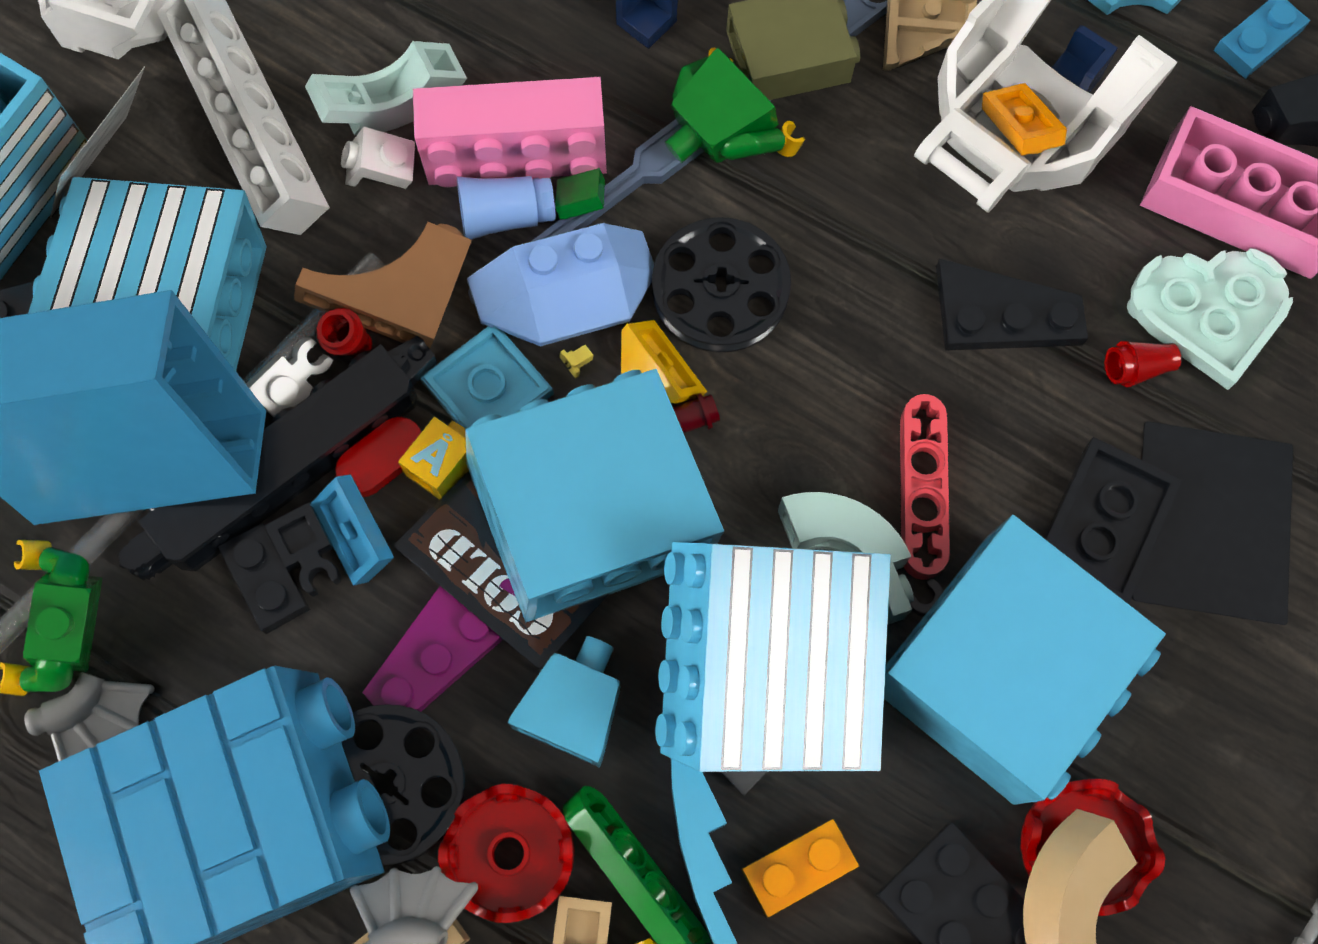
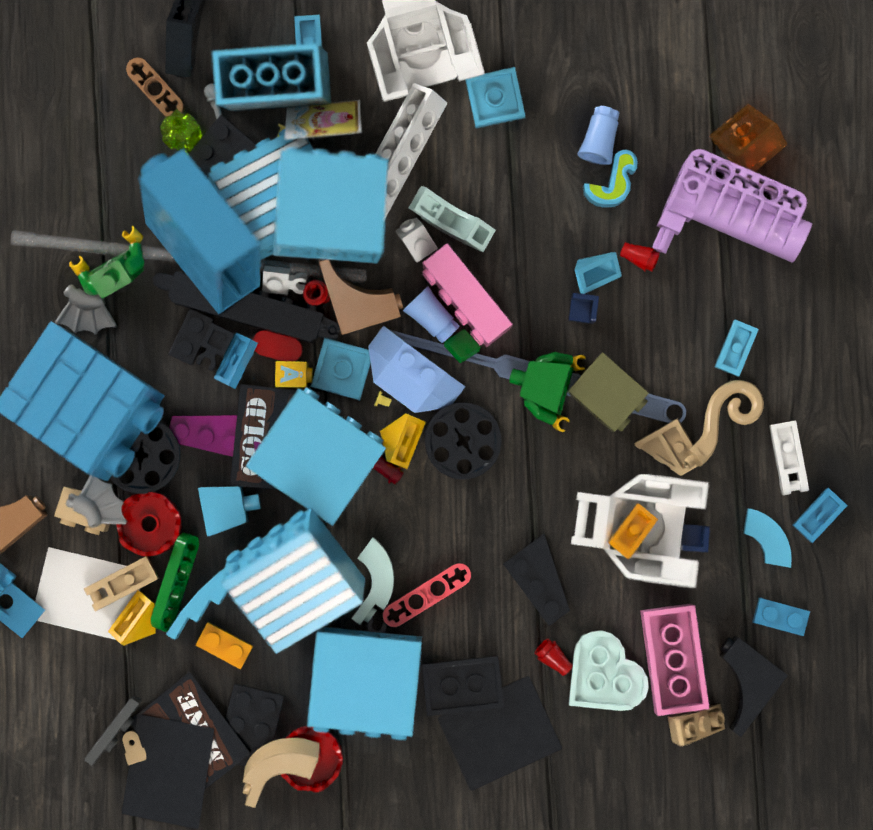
camera: 60 degrees right, 15 degrees up
(218, 187) = (330, 206): none -> medium azure brick

